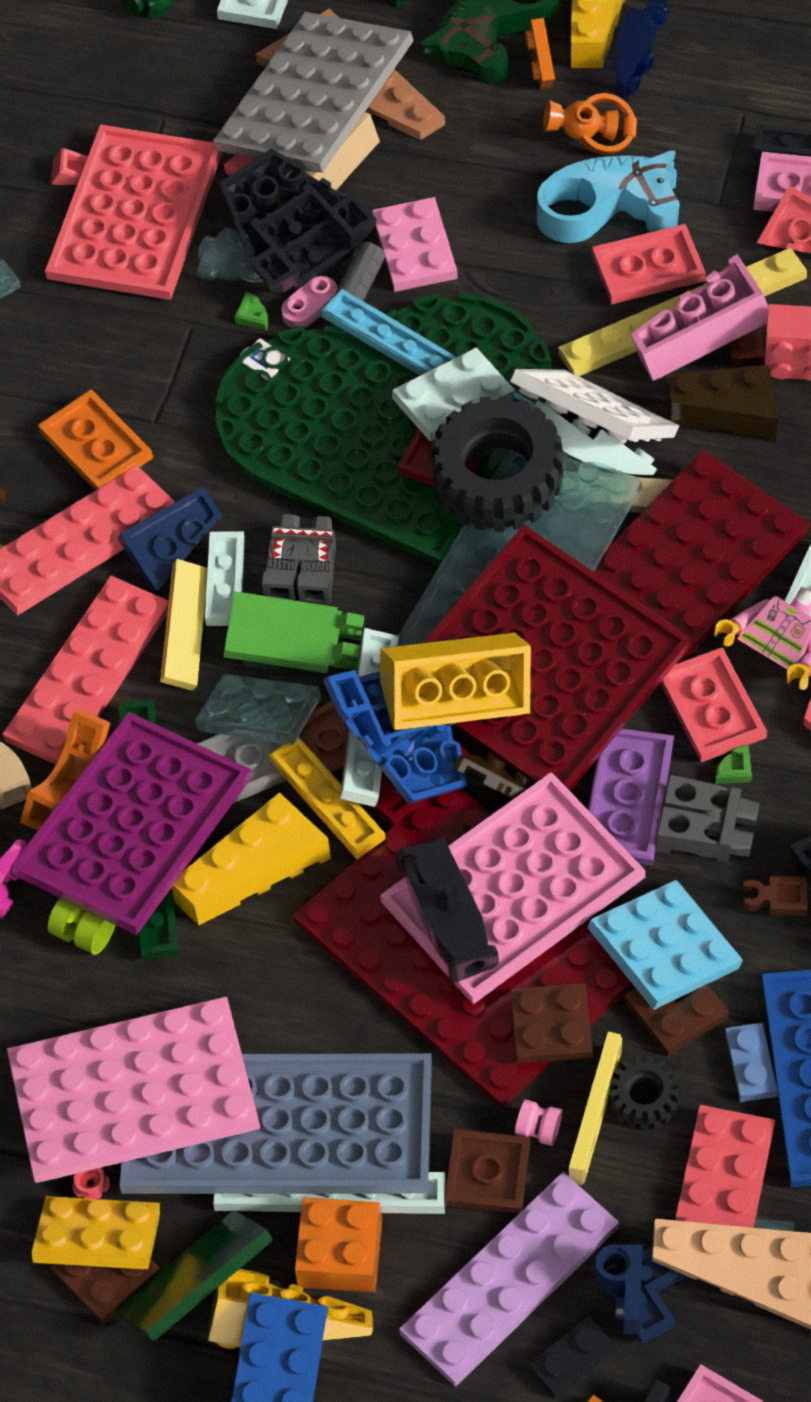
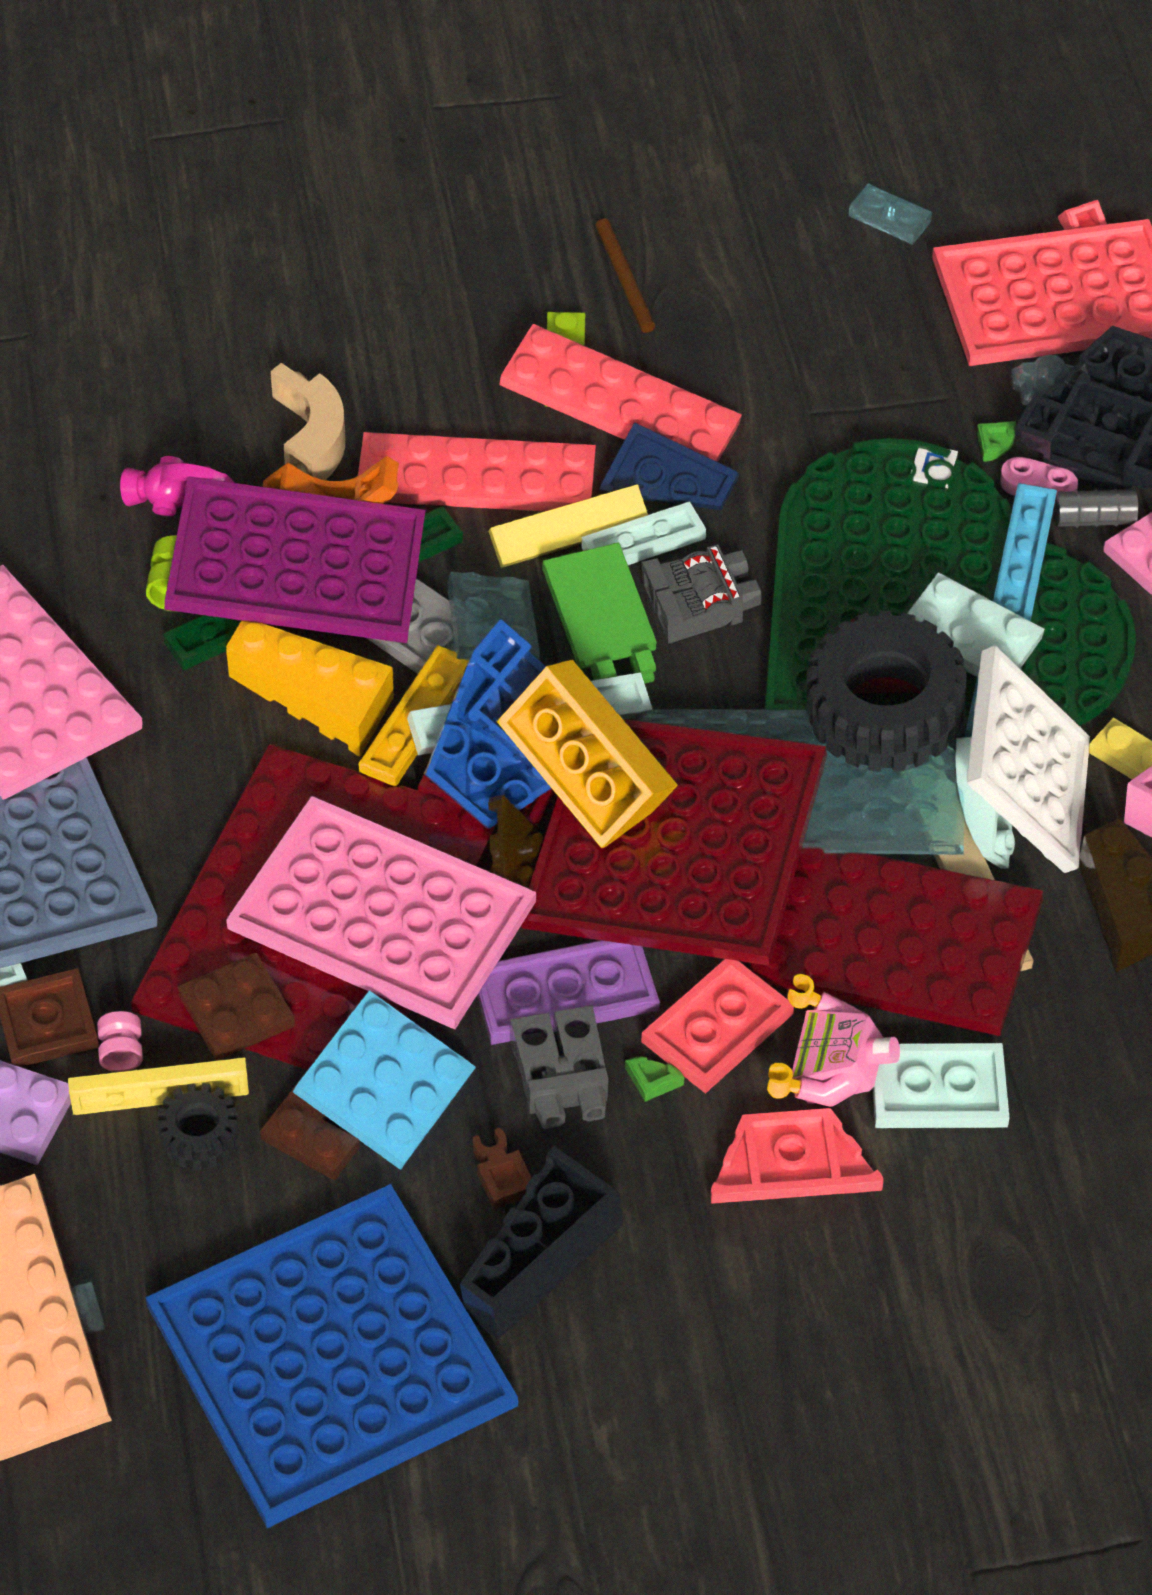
camera: 60 degrees right, 5 degrees down
(94, 440) = (752, 369): orange plate -> none
(447, 909) = (310, 851): black piece -> none
(725, 1168) = (136, 1237): coral plate -> none
(751, 1062) = (283, 1212): medium blue plate -> none

